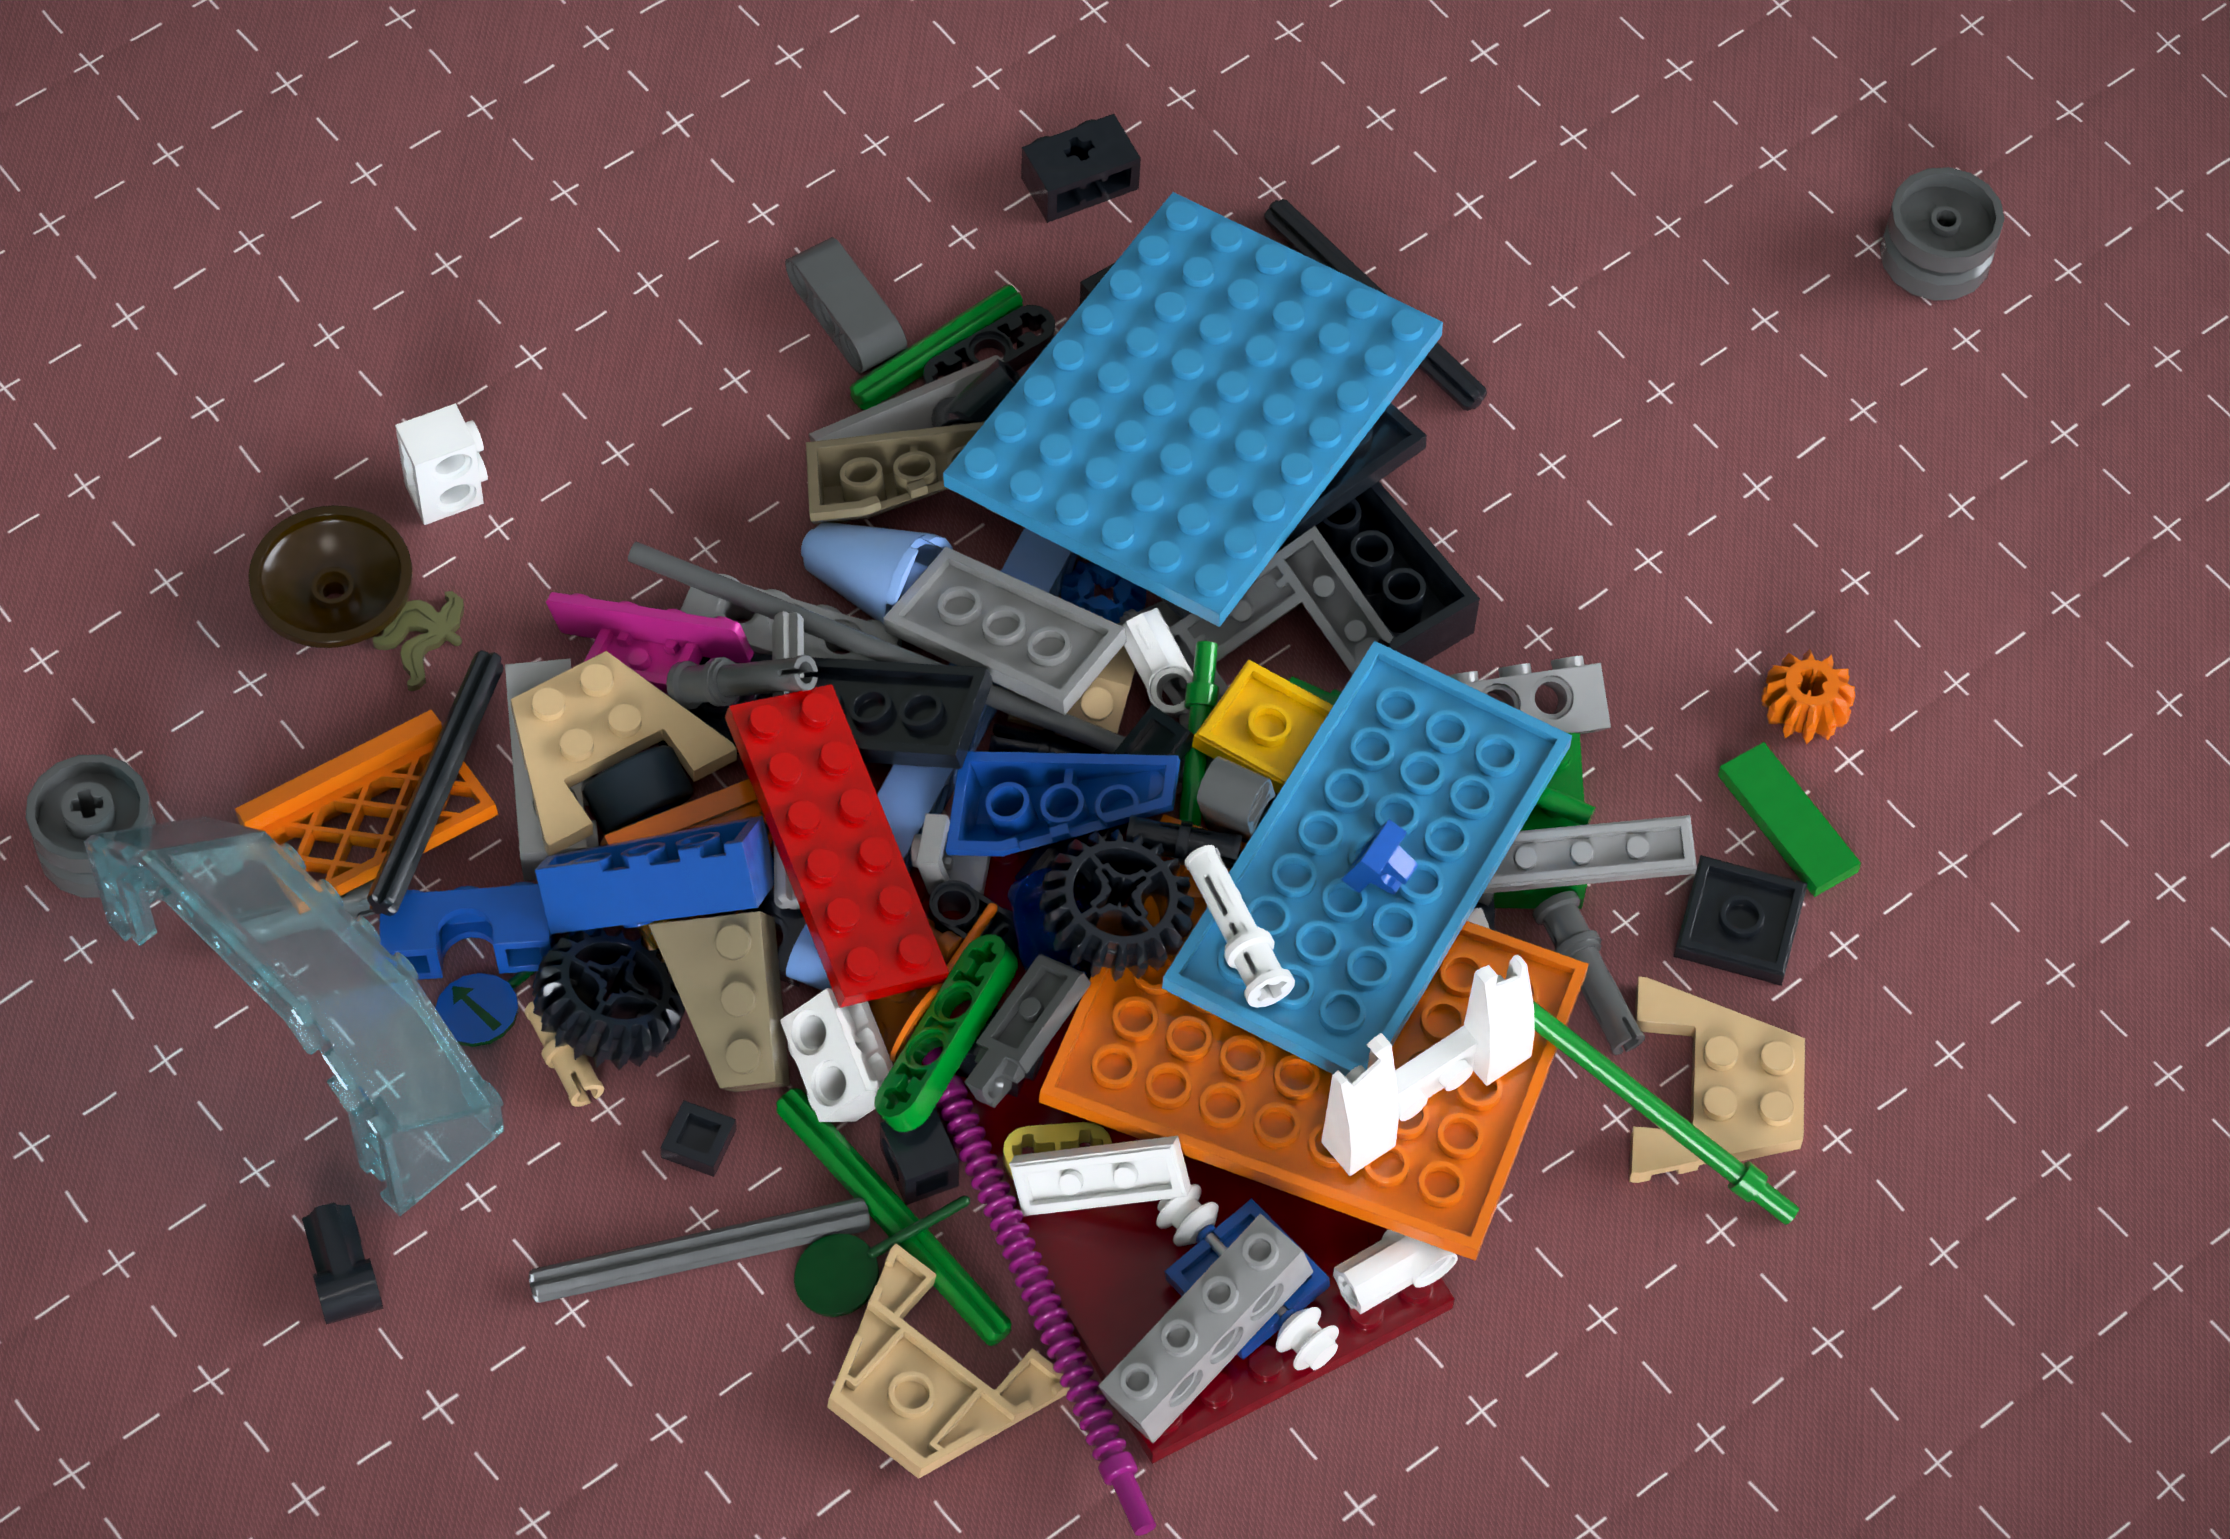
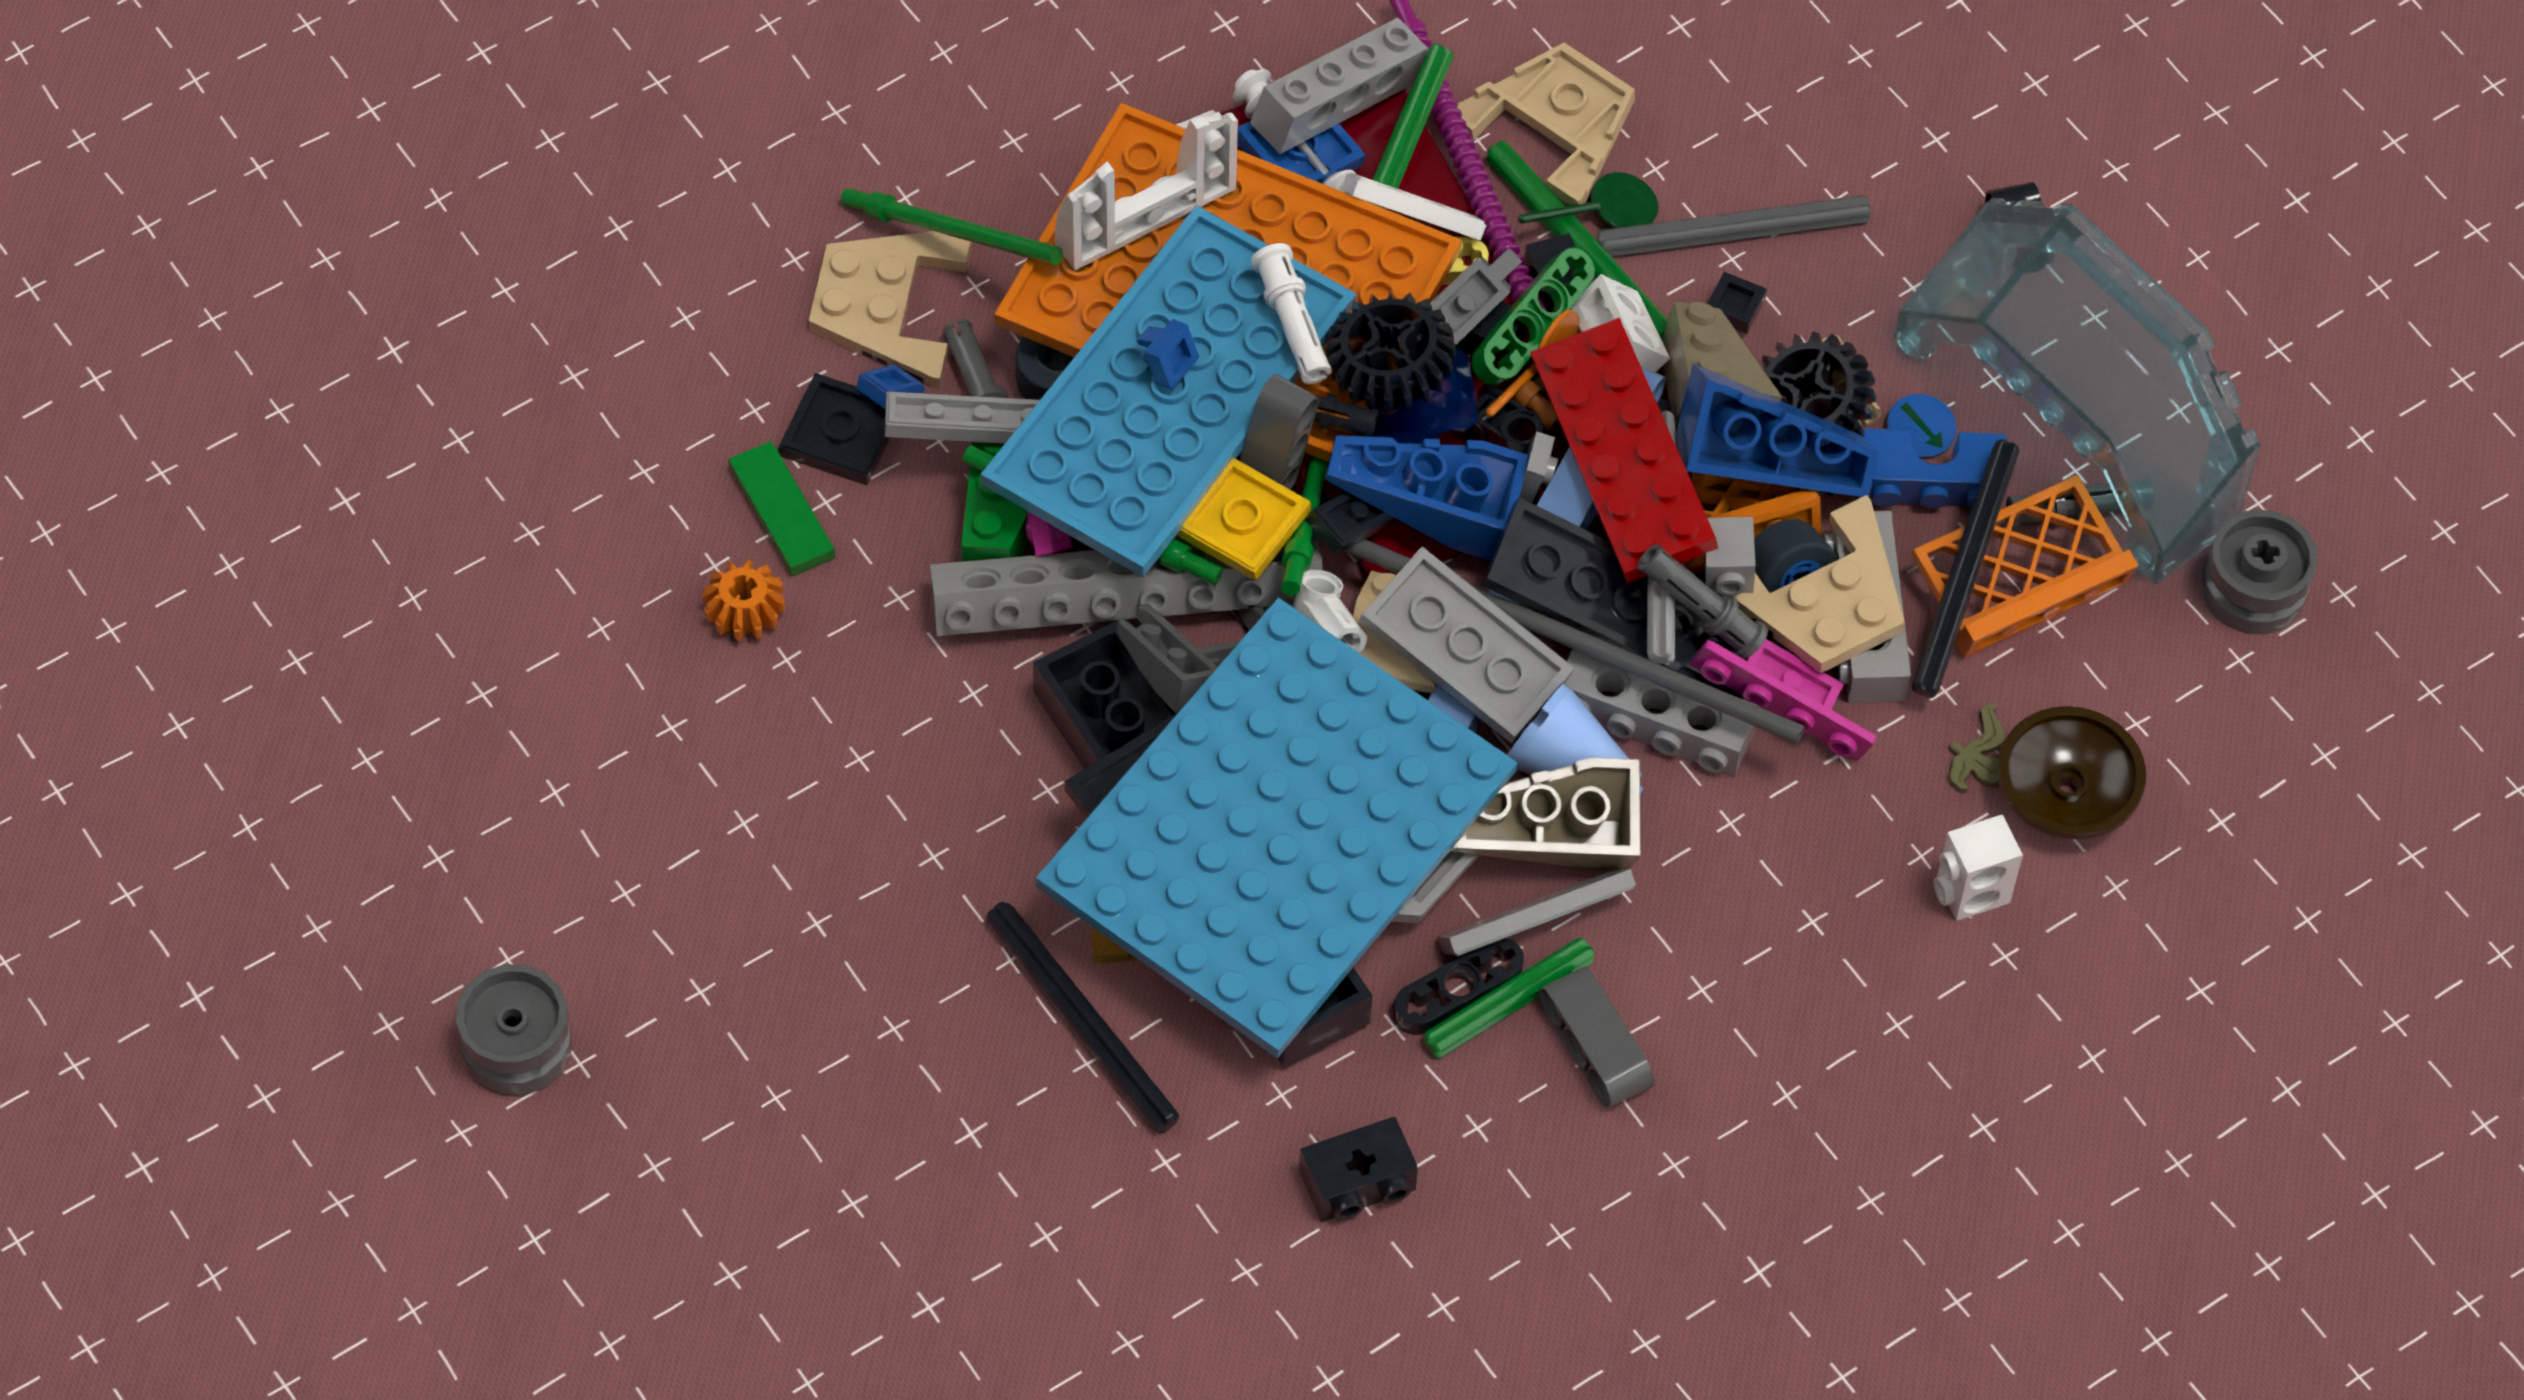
camera: 175 degrees left, 0 degrees up
(708, 743) = (1732, 565): none -> light grey brick
(978, 398) = (1481, 884): black piece -> none
(1112, 1310) = (1413, 116): none -> green axle
(1693, 955) = (887, 379): none -> blue tile

